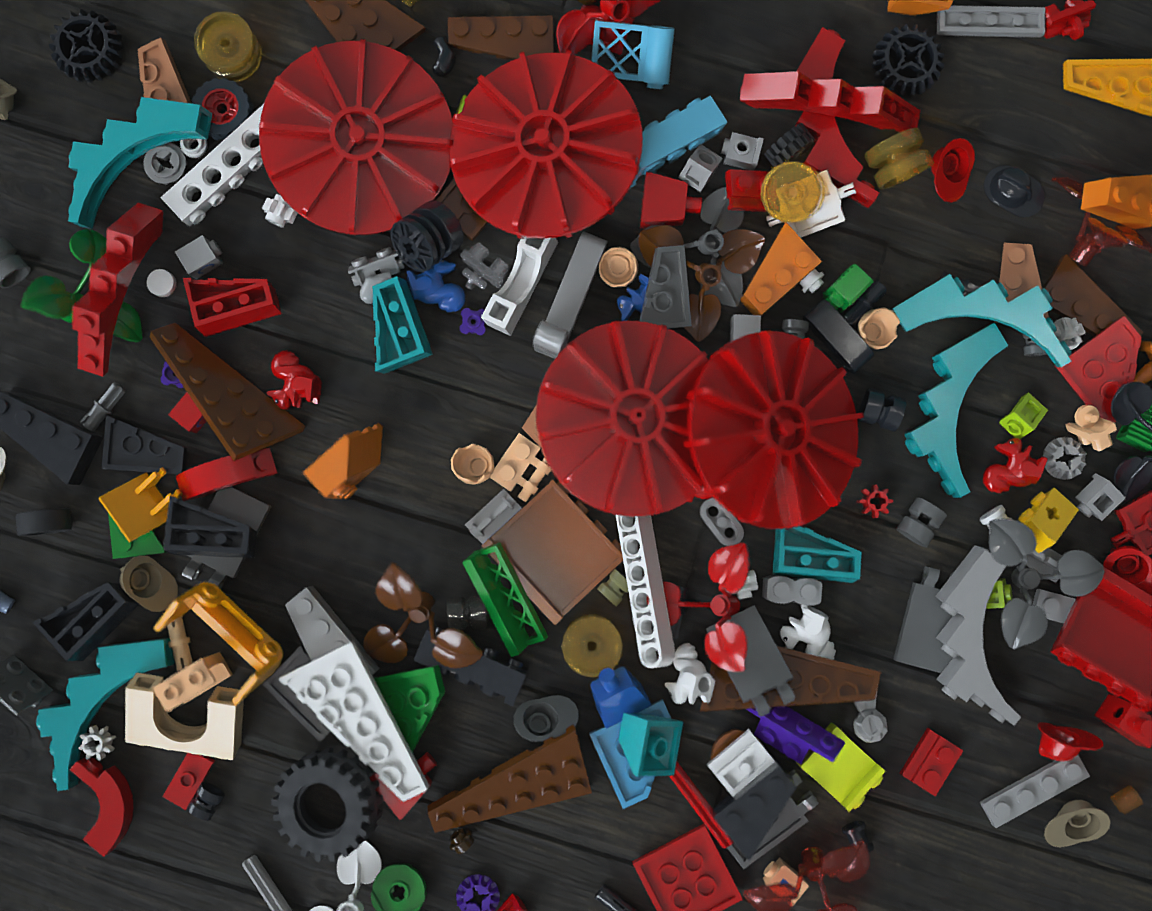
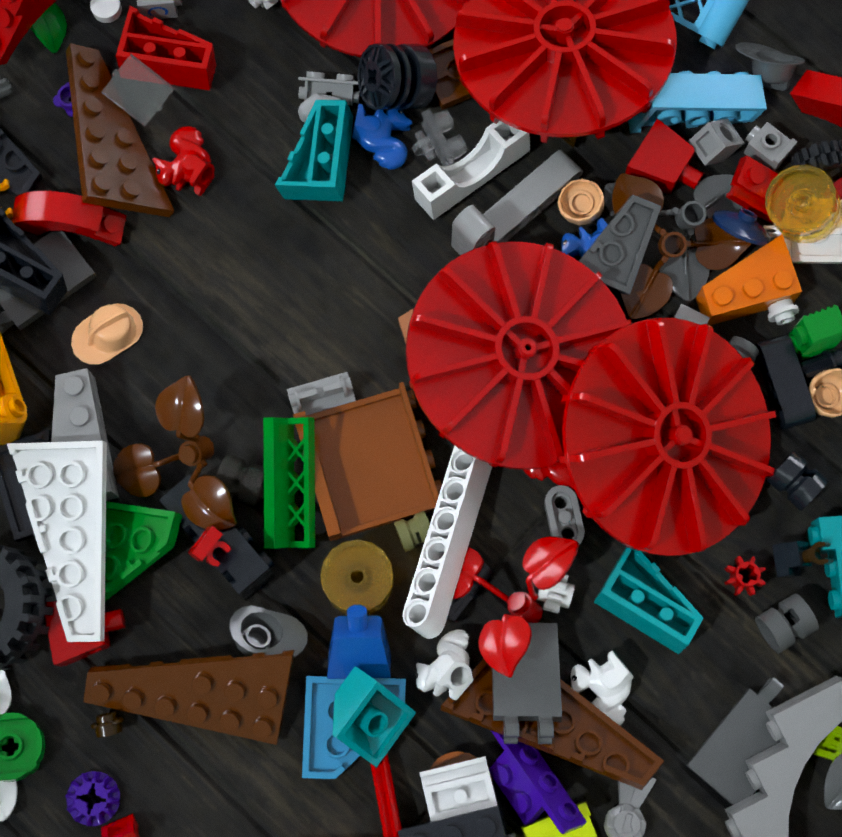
camera: 30 degrees right, 10 degrees down
(188, 414) = (62, 142): red brick -> none
(225, 343) = (137, 90): none -> clear piece
(304, 547) = (106, 333): none -> light nougat piece
(347, 463) = (197, 260): orange wedge -> none
(467, 326) = (400, 196): dark purple plate -> none
(469, 682) = (206, 544): none -> red tile
(472, 464) = (326, 329): light nougat hair -> none
(515, 463) = (370, 353): light nougat plate -> none
(712, 80) = (773, 66): none -> dark grey piece
(752, 229) = (742, 225): none -> dark blue dish
(785, 590) = (614, 631): light grey brick -> none
(905, 468) = (796, 555): none -> black piece

